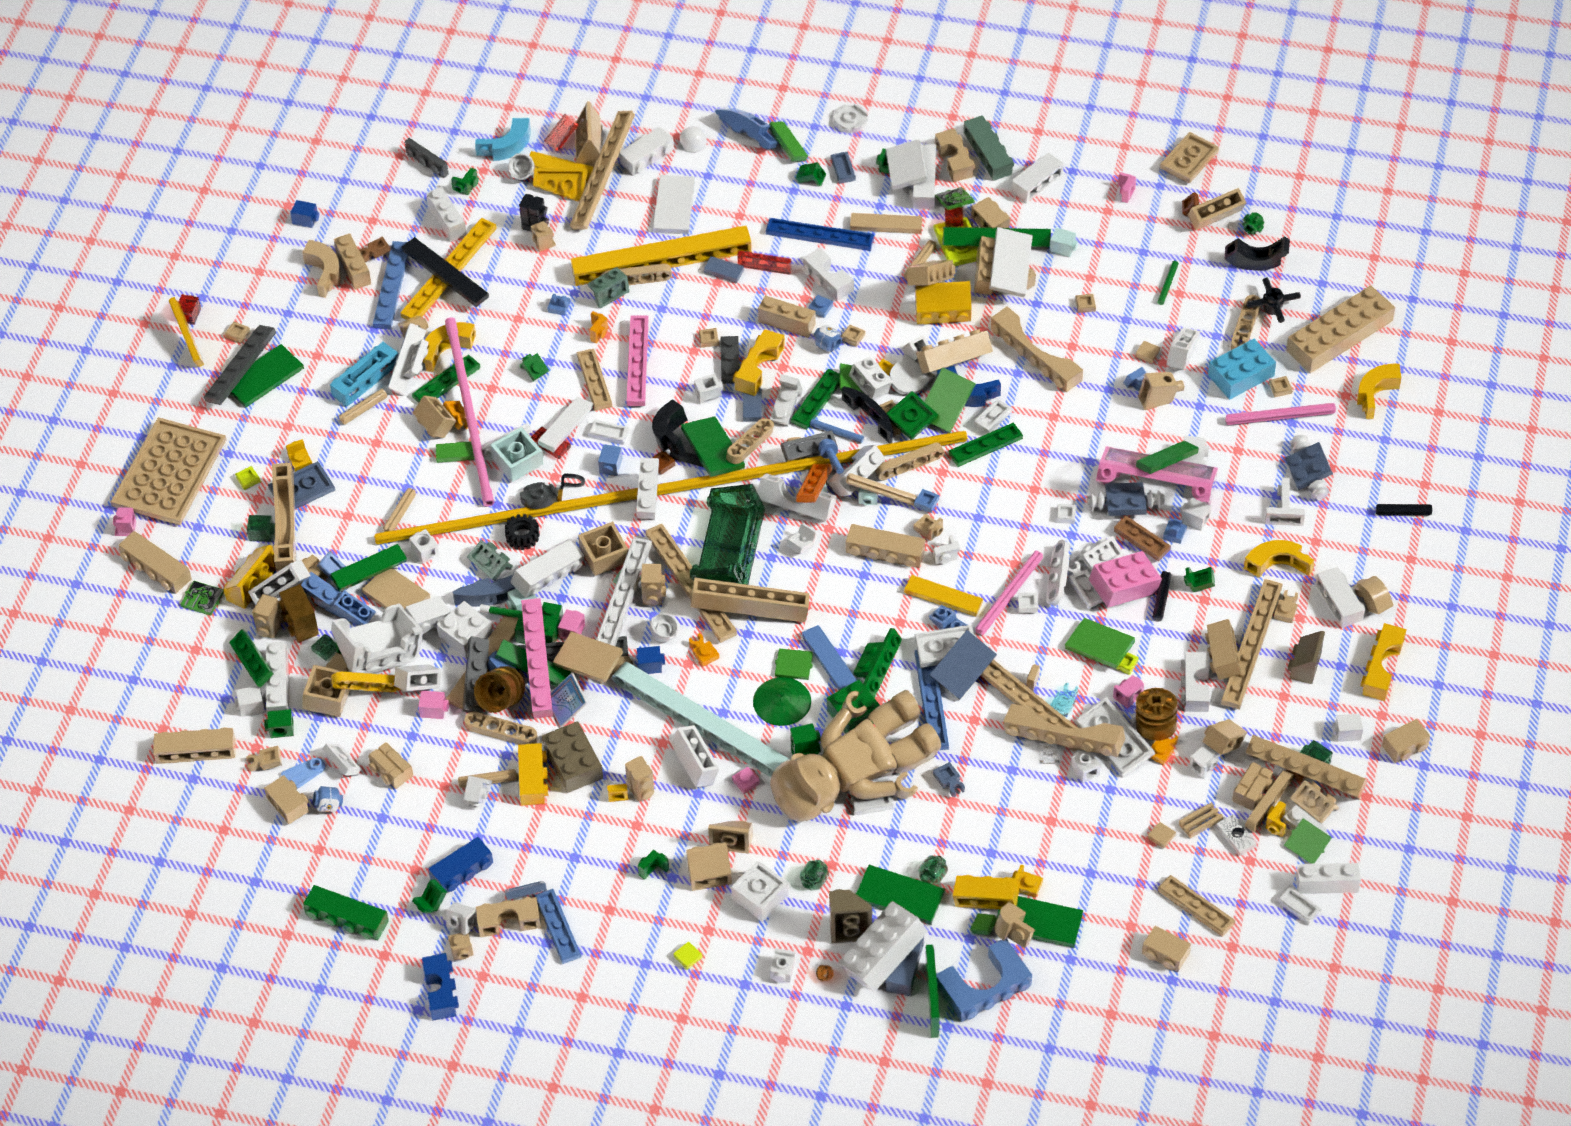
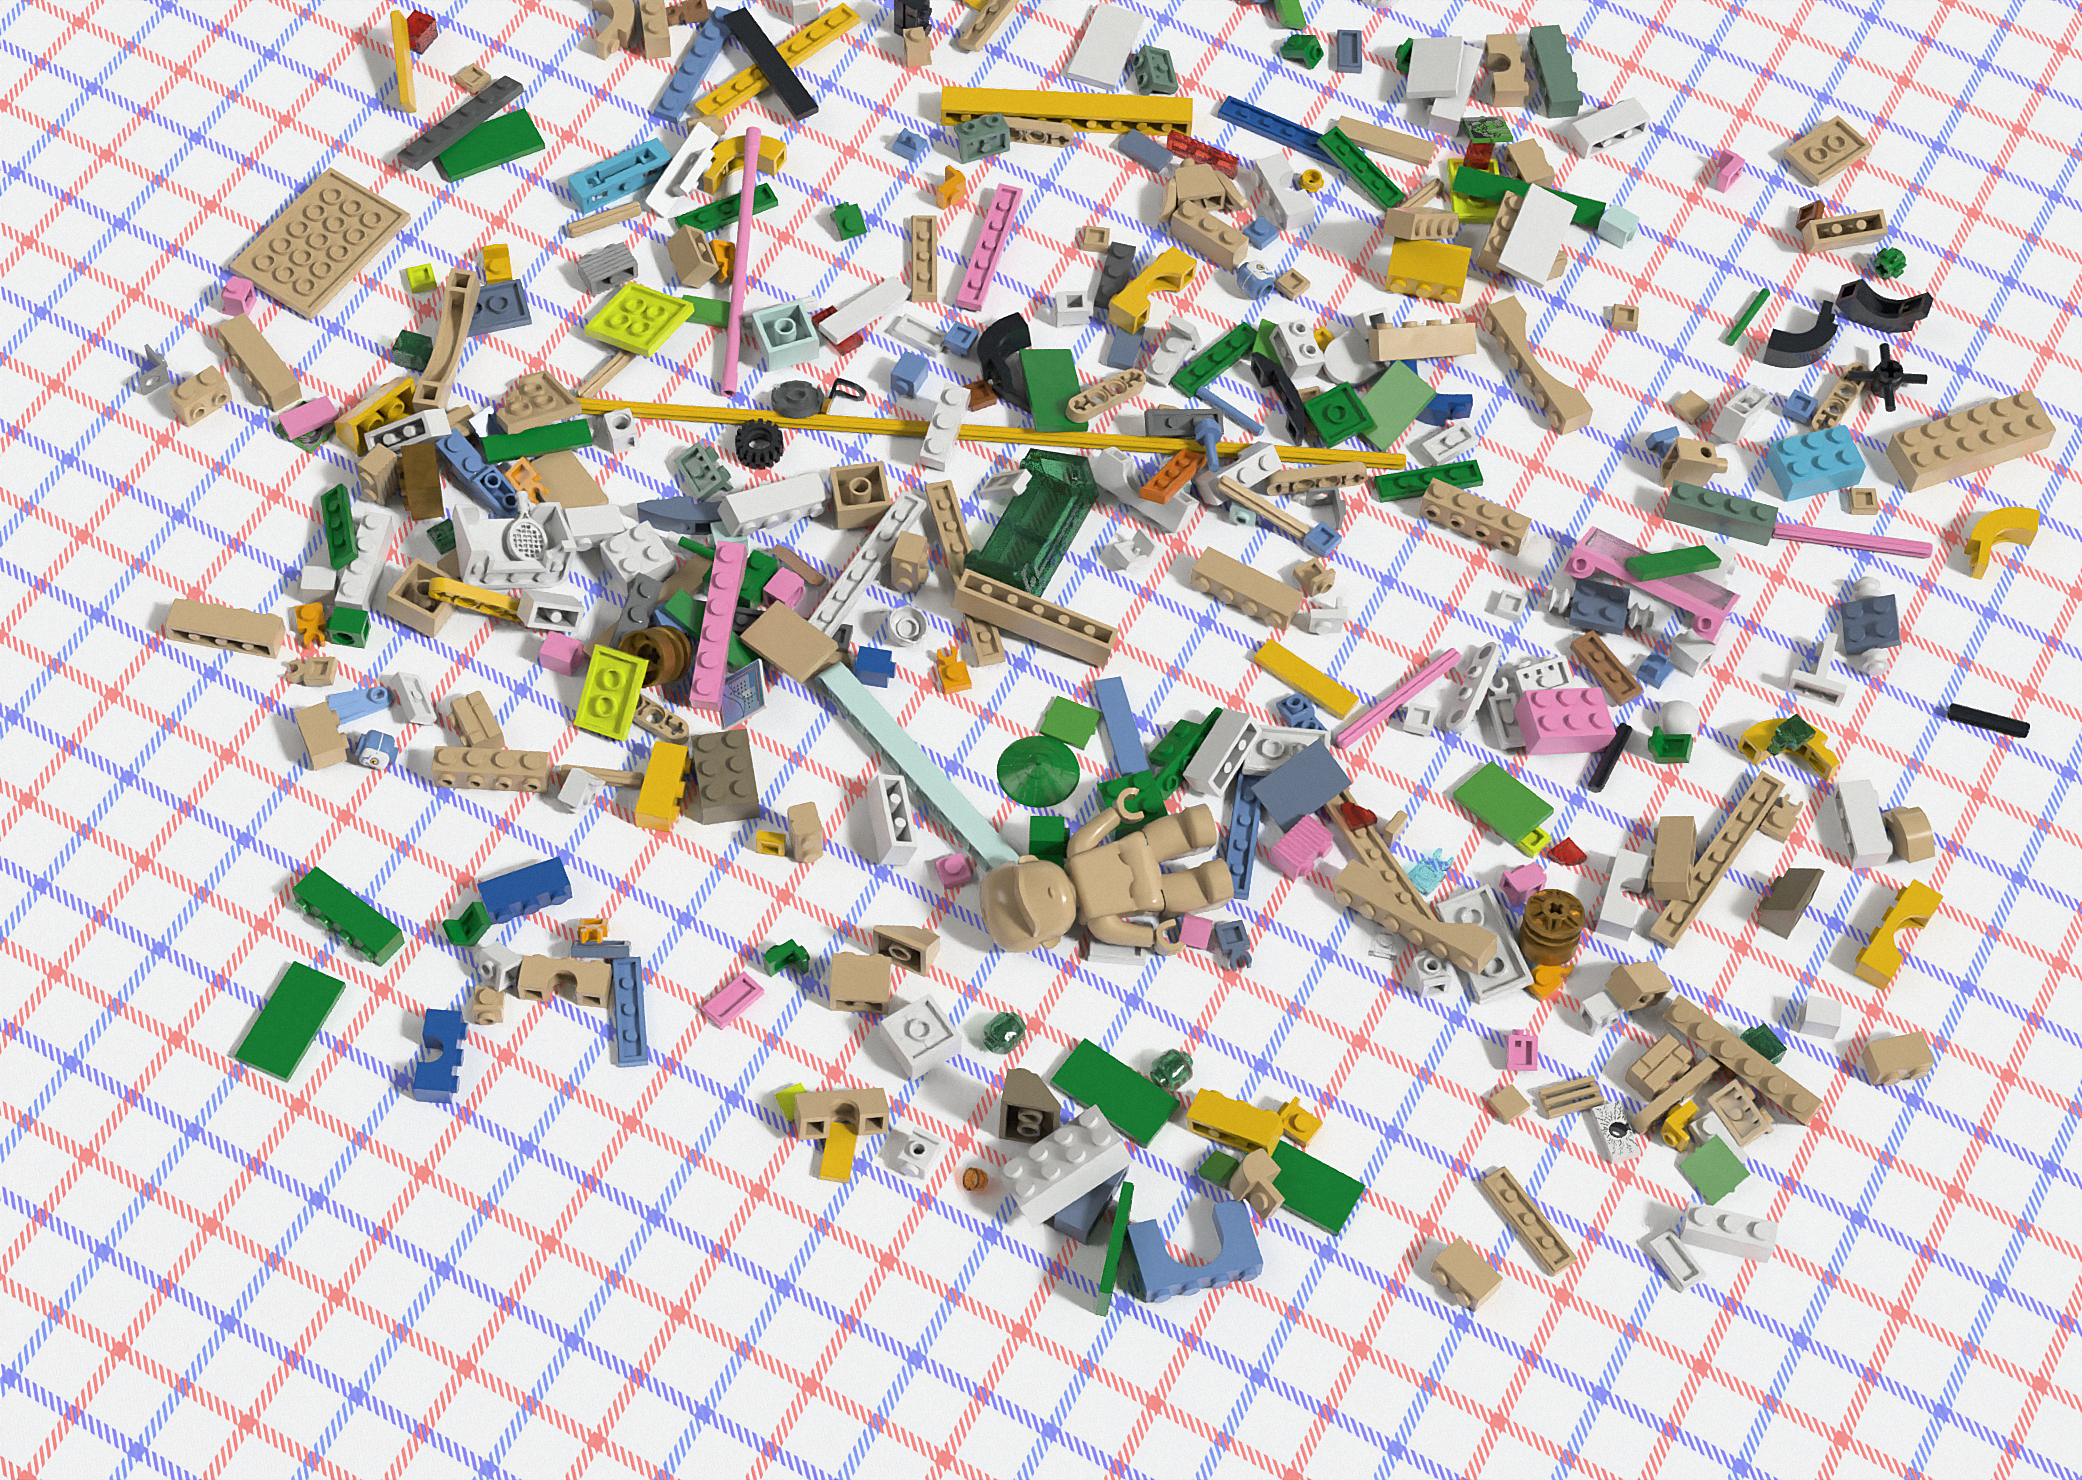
camera: 10 degrees right, 5 degrees up
(84, 580) = (160, 369): none -> light grey bracket
(121, 595) = (200, 396): none -> tan brick
(202, 591) = (308, 417): none -> bright pink tile
(251, 727) = (311, 622): none -> light orange plate
(329, 991) = (290, 1021): none -> green tile
(361, 541) = (536, 403): none -> tan plate
(369, 595) = (524, 478): none -> light orange plate
(377, 439) = (607, 268): none -> light grey brick
(381, 622) = (522, 504): none -> white piece
(411, 468) = (639, 319): none -> neon yellow plate
(411, 792) = (491, 769): none -> tan brick
(477, 720) = (611, 692): none -> neon yellow plate
(516, 878) = (593, 929): none -> light orange plate
(576, 605) = (799, 565): none -> medium nougat tile
(624, 901) = (732, 1000): none -> bright pink tile
(638, 427) = (961, 338): none -> medium blue tile
(700, 517) = (1005, 484): none -> white plate
(713, 213) = (1154, 70): none -> sand green bracket
(728, 979) = (839, 1153): none -> yellow tile
(737, 946) = (861, 1107): none -> tan arch
(770, 283) = (1203, 187): none -> tan torso
(845, 262) = (1311, 180): none -> yellow plate
(876, 246) = (1360, 168): none -> green tile
(903, 656) = (1222, 752): none -> white brick
(921, 777) = (1196, 931): none -> bright pink tile
(925, 472) = (1332, 498): none -> light grey bracket
(975, 705) = (1301, 848): none -> bright pink brick
(1006, 676) = (1357, 816): none -> clear red tile
(1024, 460) = (1475, 517): none -> tan brick
(1151, 665) = (1567, 853): none -> clear red tile
(1160, 798) = (1521, 1050): none -> bright pink bracket
(1188, 417) = (1720, 513): none -> sand green brick
(1199, 558) = (1679, 718): none -> white hair
(1210, 295) = (1804, 348): none -> black arch
(1220, 333) = (1799, 406): none -> medium blue plate
(1279, 549) = (1791, 733): none -> clear green plate

